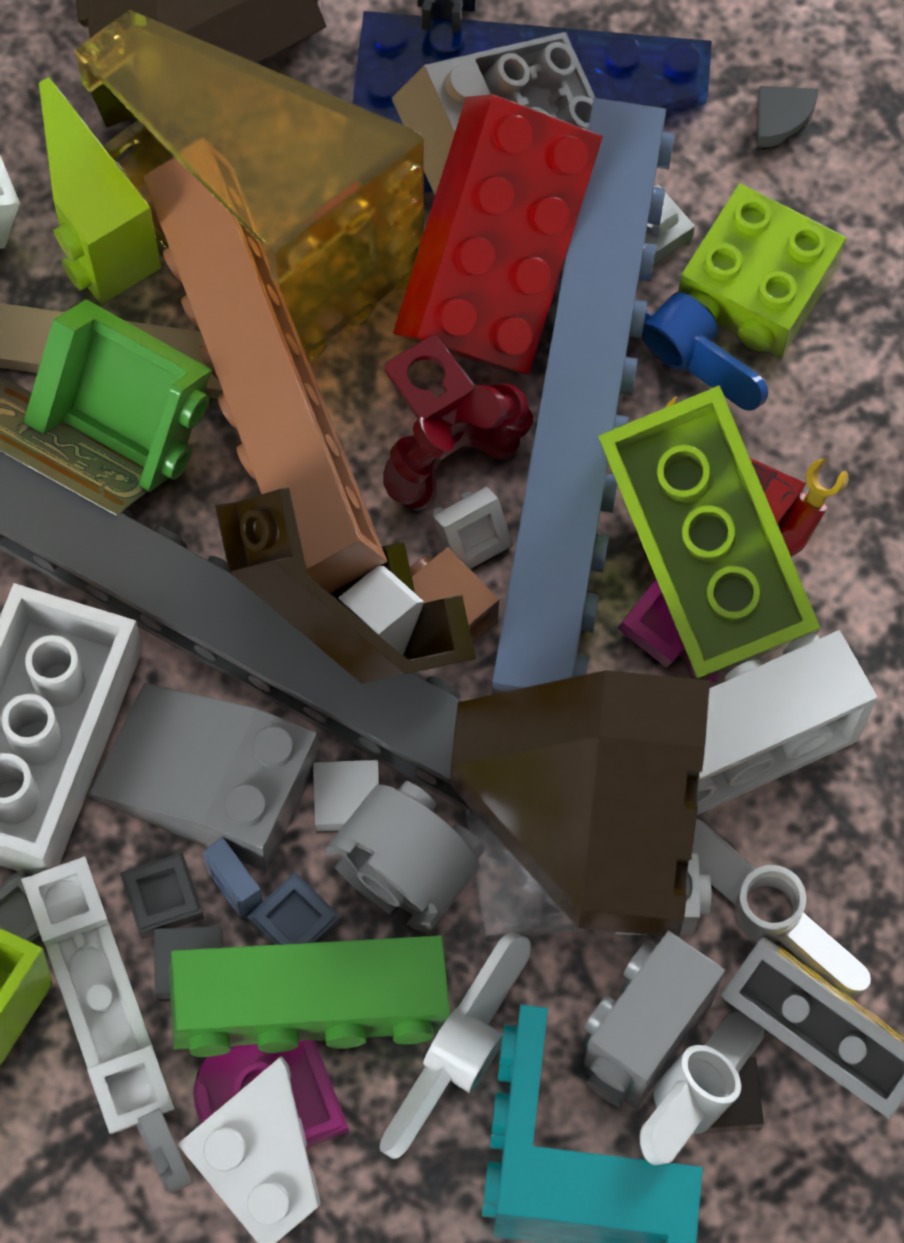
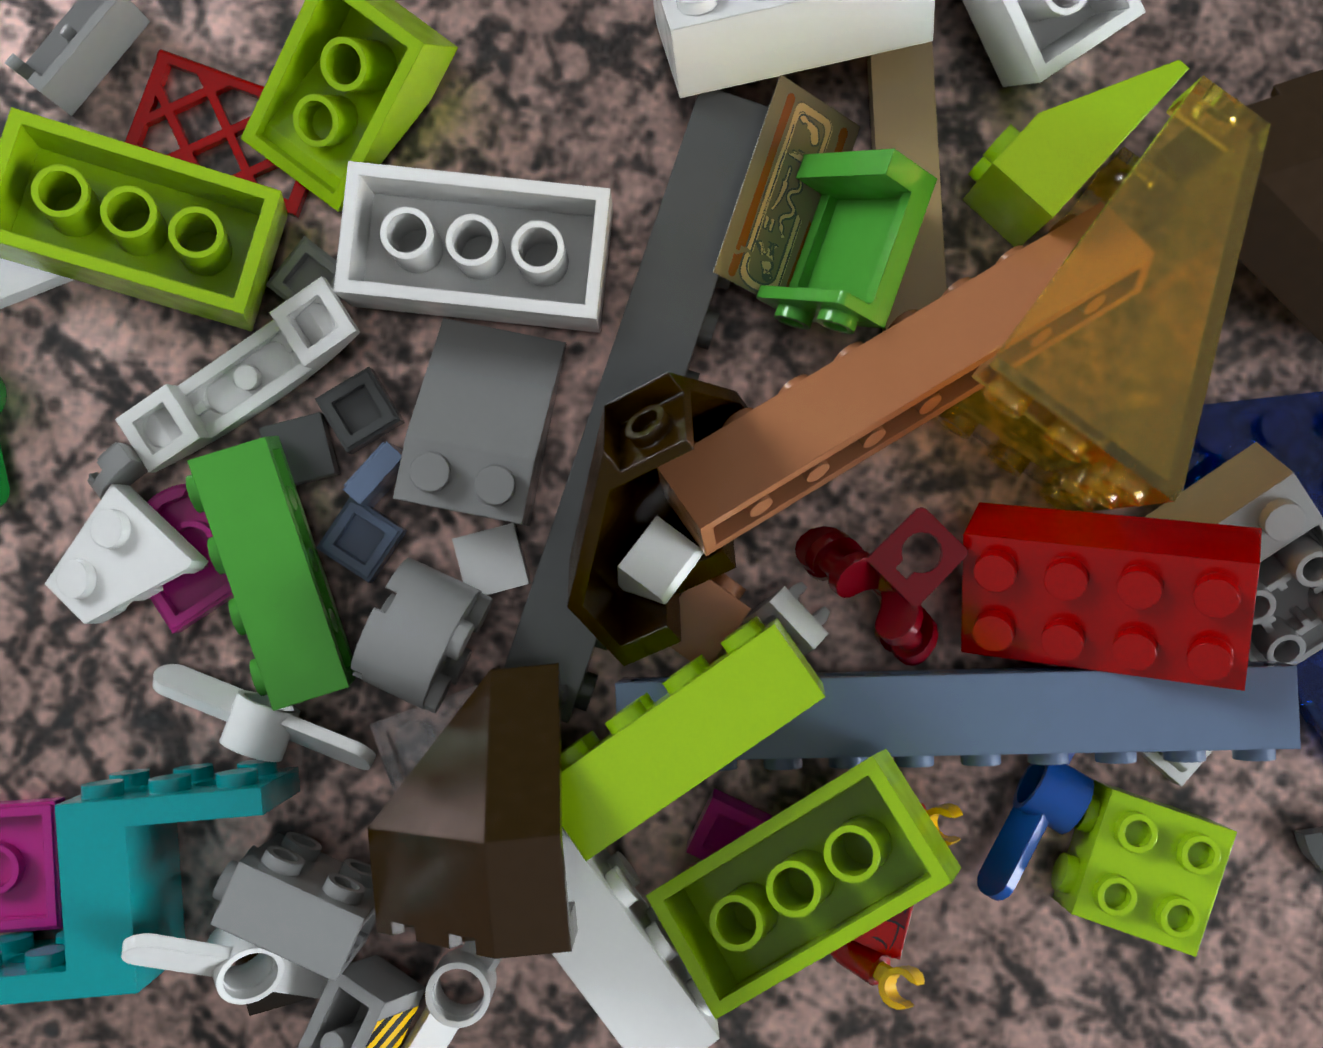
camera: 80 degrees right, 20 degrees up
(535, 574) = (686, 735): none -> lime brick

